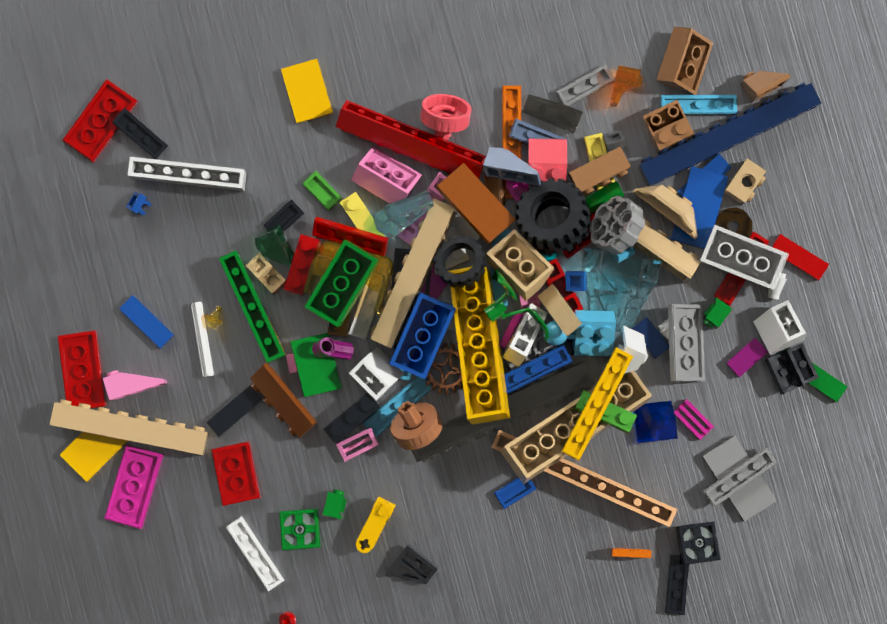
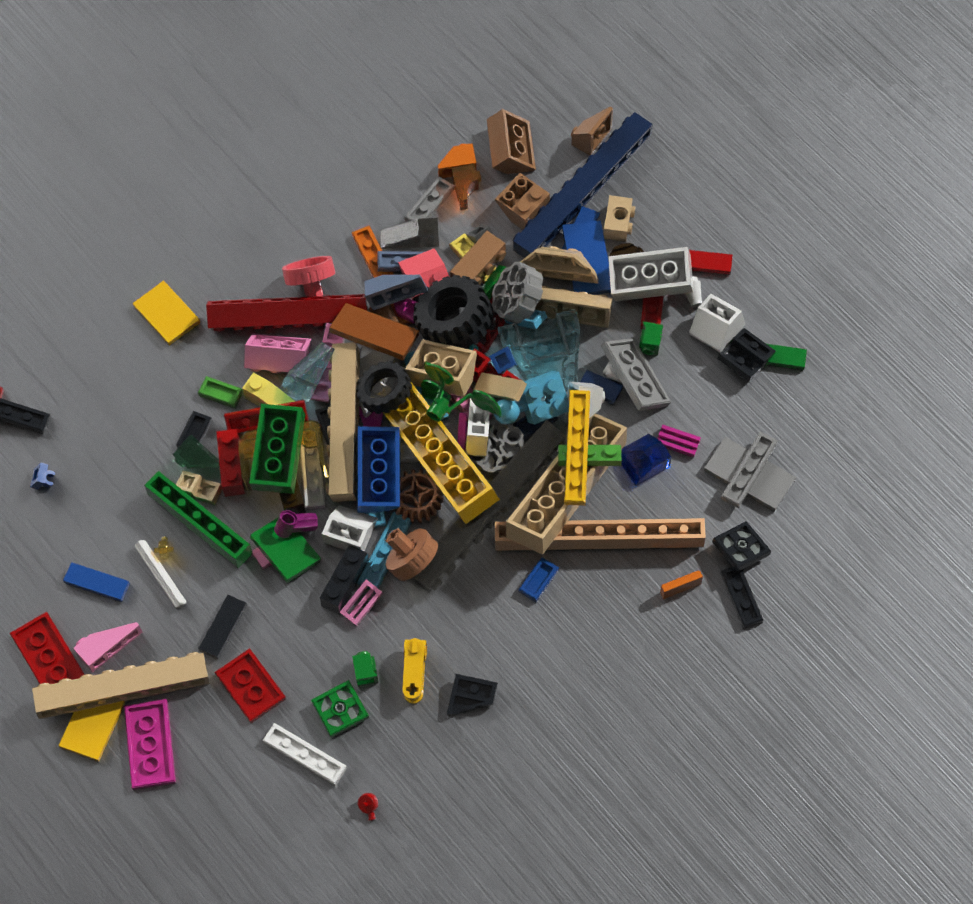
camera: 25 degrees left, 20 degrees down
(187, 174) = (79, 428): white brick -> none
(283, 400) = (268, 590): dark orange slope -> none
(537, 368) = (505, 450): blue tile -> none
(629, 56) = (456, 157): none -> orange slope
(703, 104) = (551, 171): medium azure tile -> none
(746, 357) = (699, 366): magenta tile -> none

